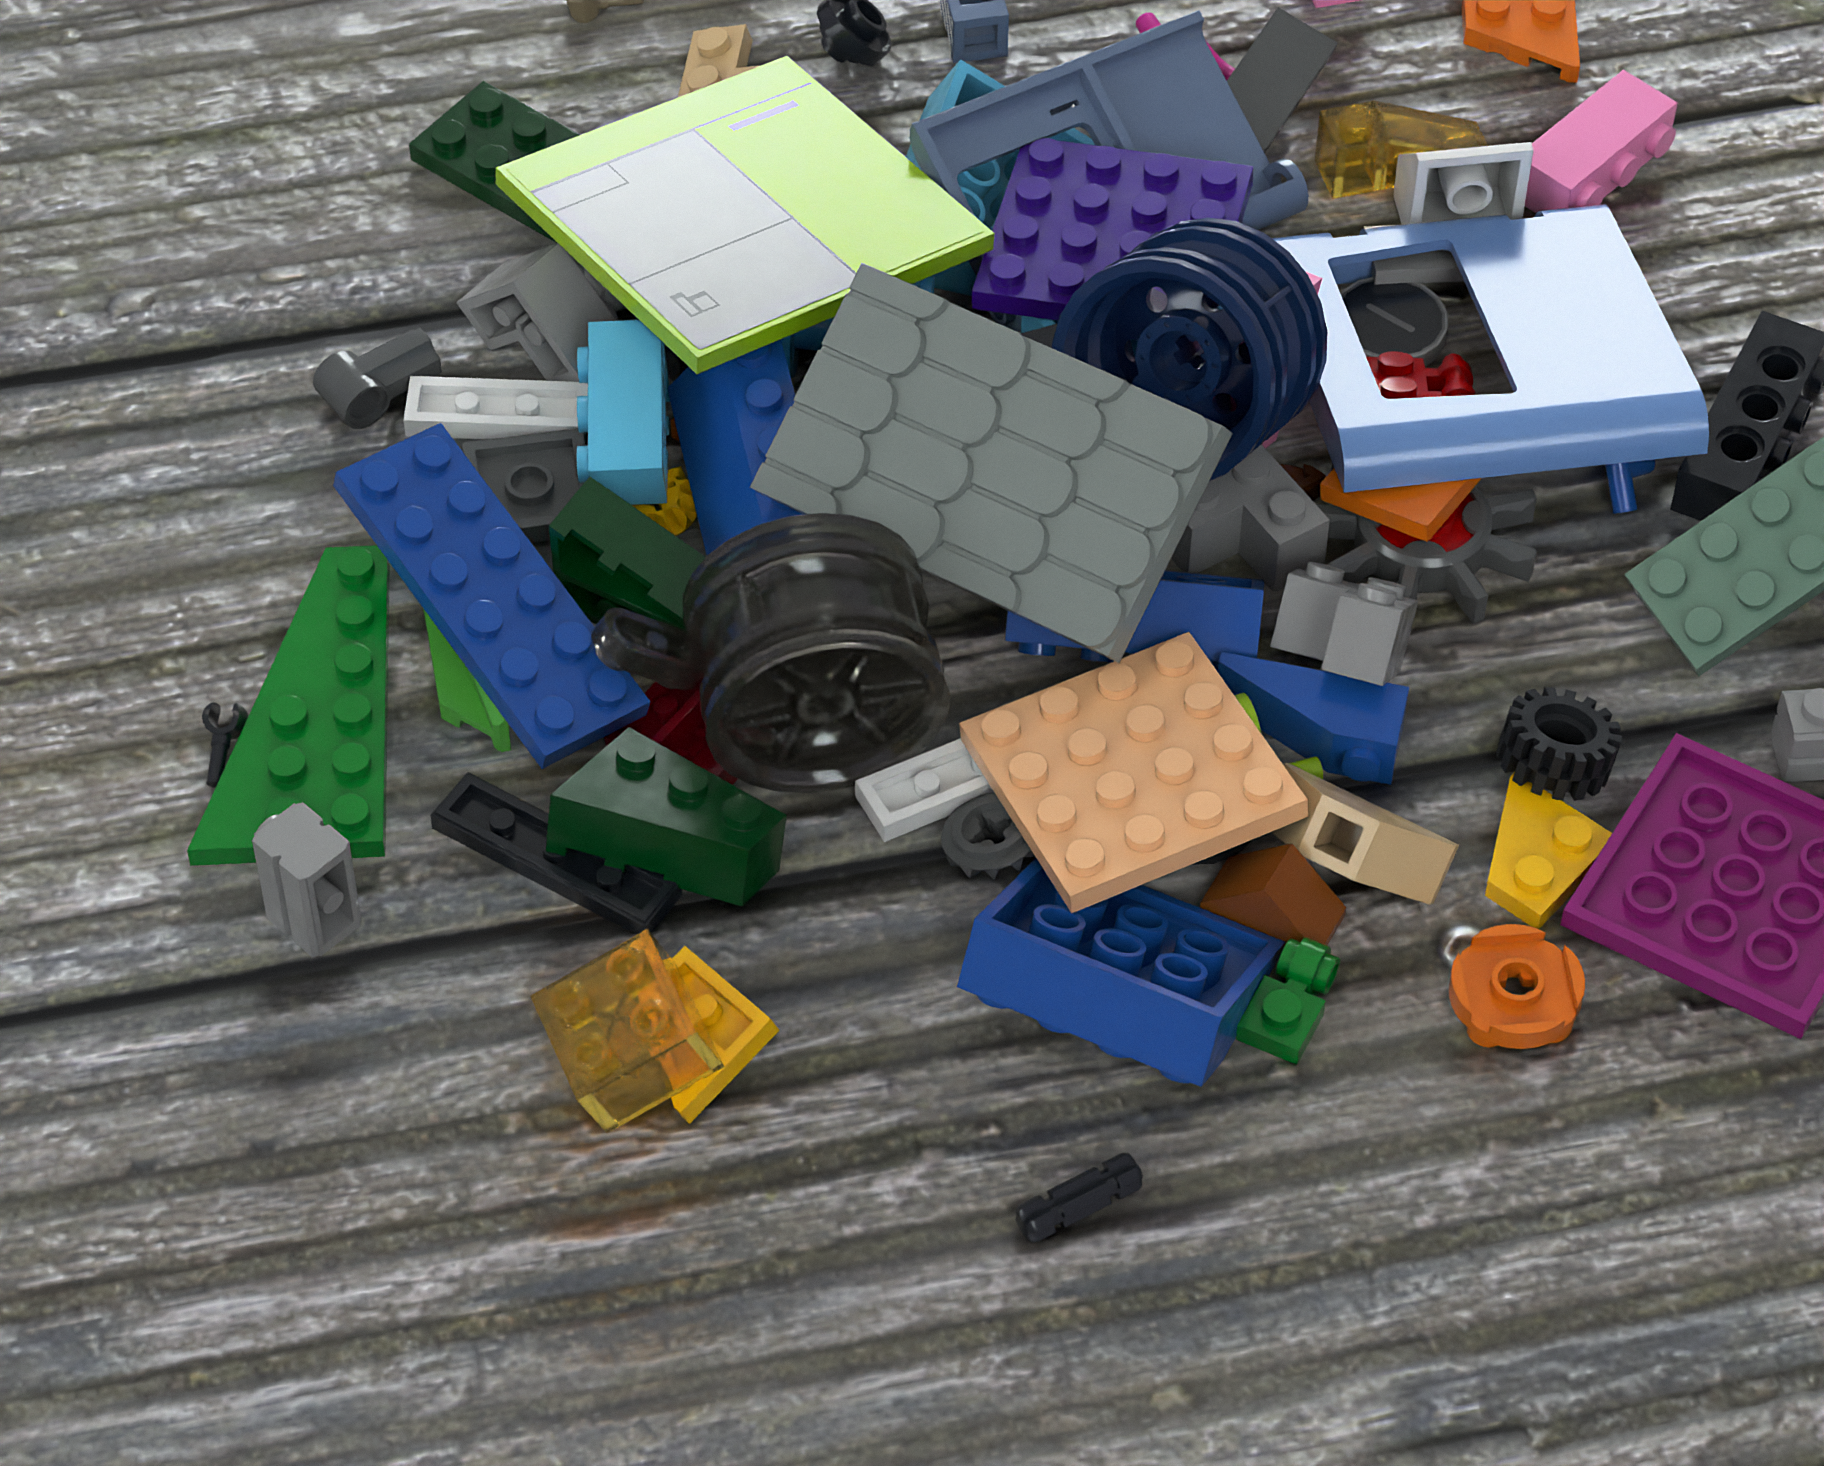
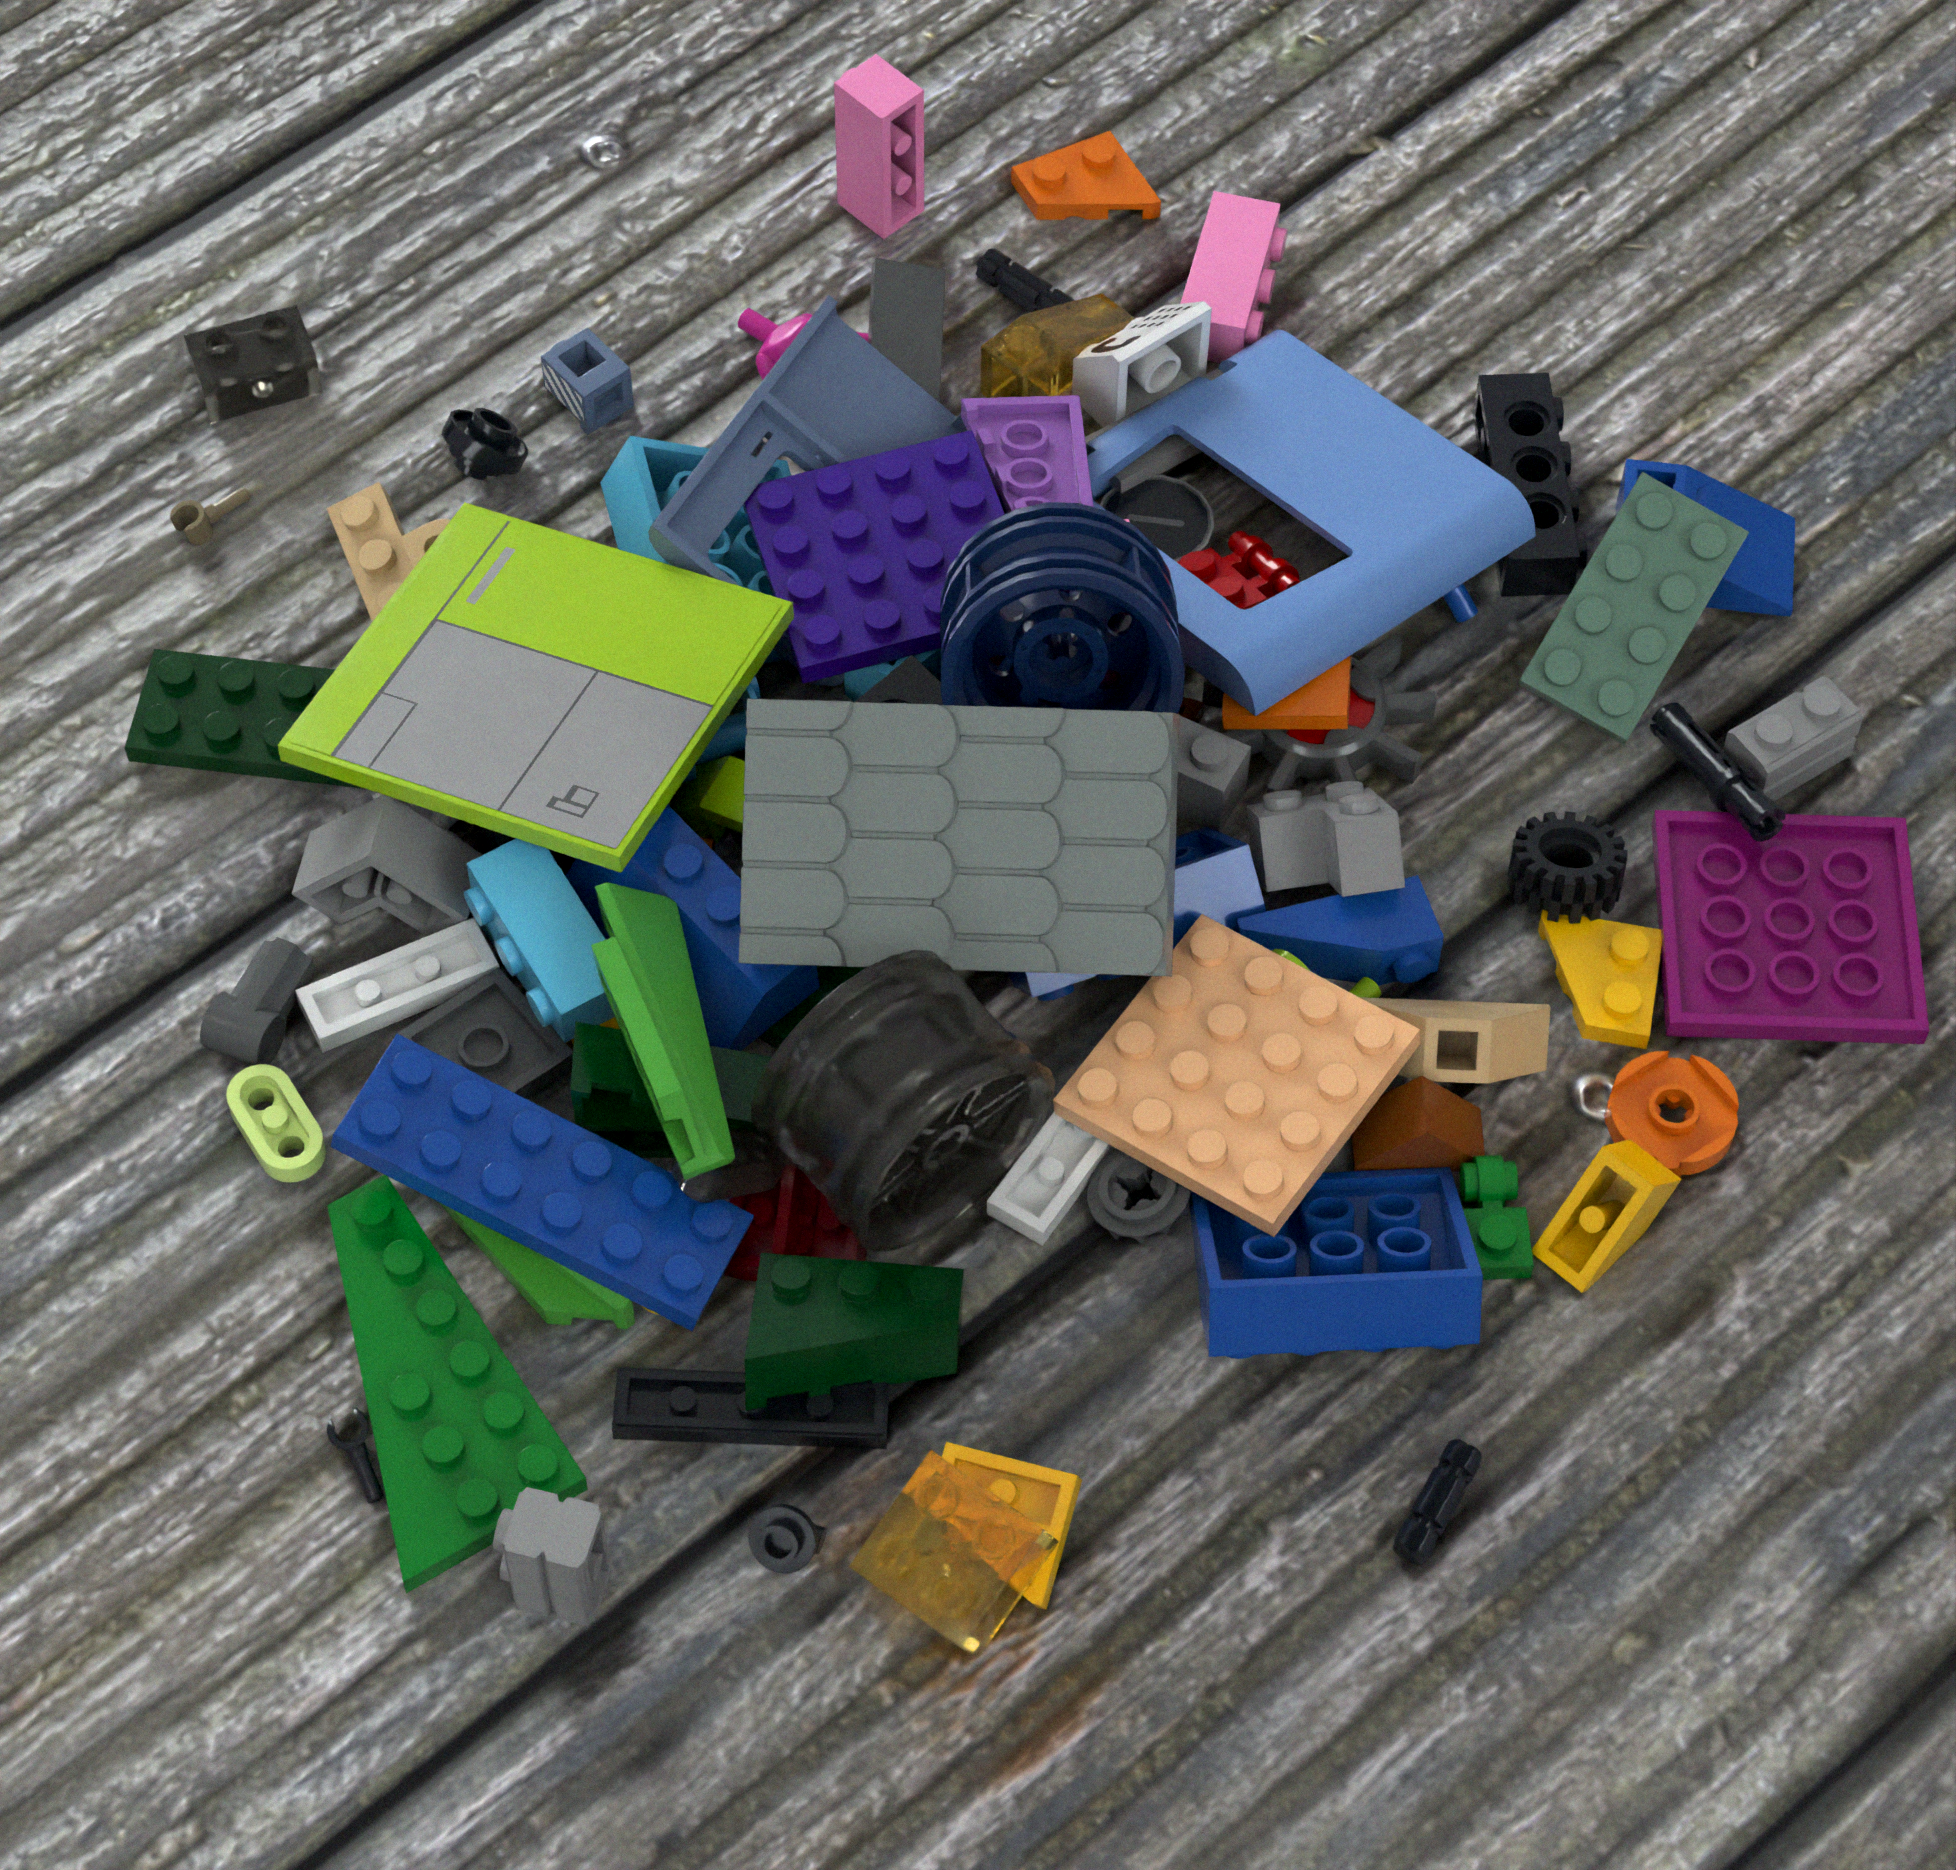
camera: 30 degrees left, 5 degrees up
(318, 463) = (280, 1126): none -> yellowish green plate
(509, 962) = (784, 1538): none -> black plate
(655, 502) = (661, 1019): none -> bright green wedge
(1308, 205) = (1032, 448): none -> medium lavender wing
(1394, 1035) = (1605, 1213): none -> yellow slope
(1404, 80) = (1018, 282): none -> black axle
(1758, 741) = (1730, 785): none -> black pin

